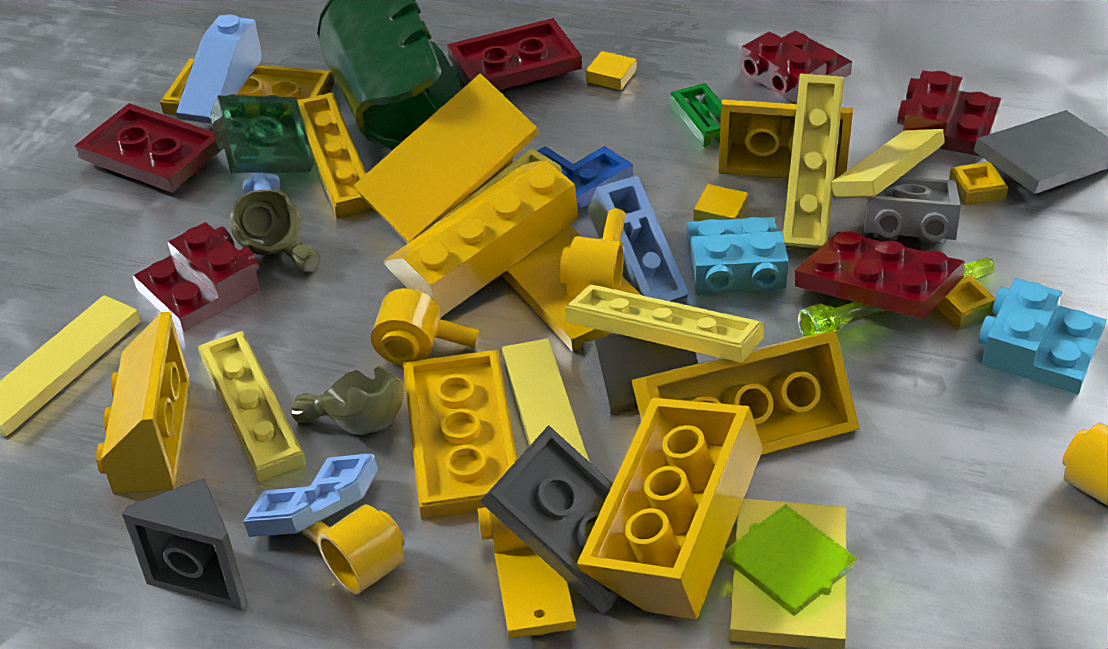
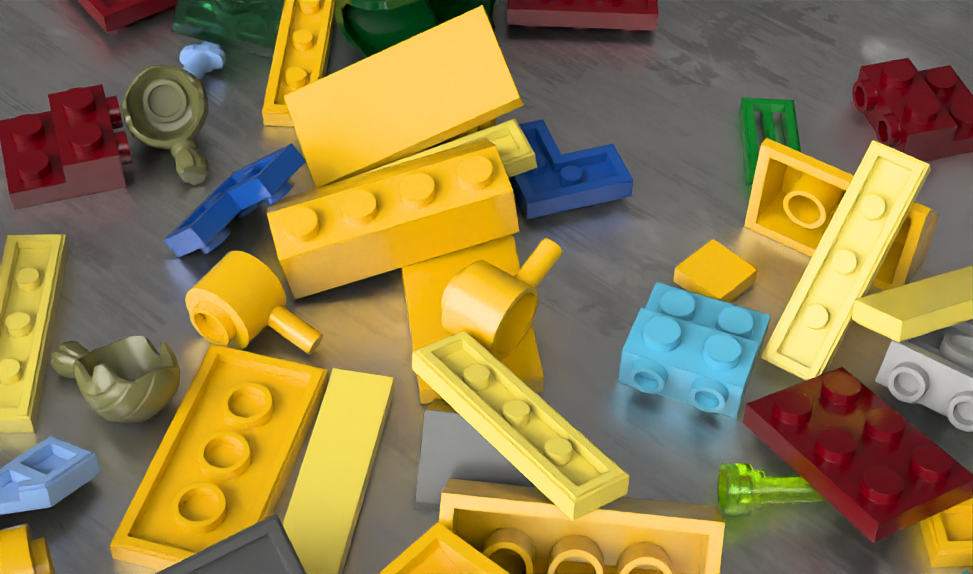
camera: 20 degrees right, 5 degrees up
(357, 262) = (237, 196): none -> blue plate
(611, 70) = (689, 44): yellow tile -> none
(647, 256) = (575, 294): light blue slope -> none

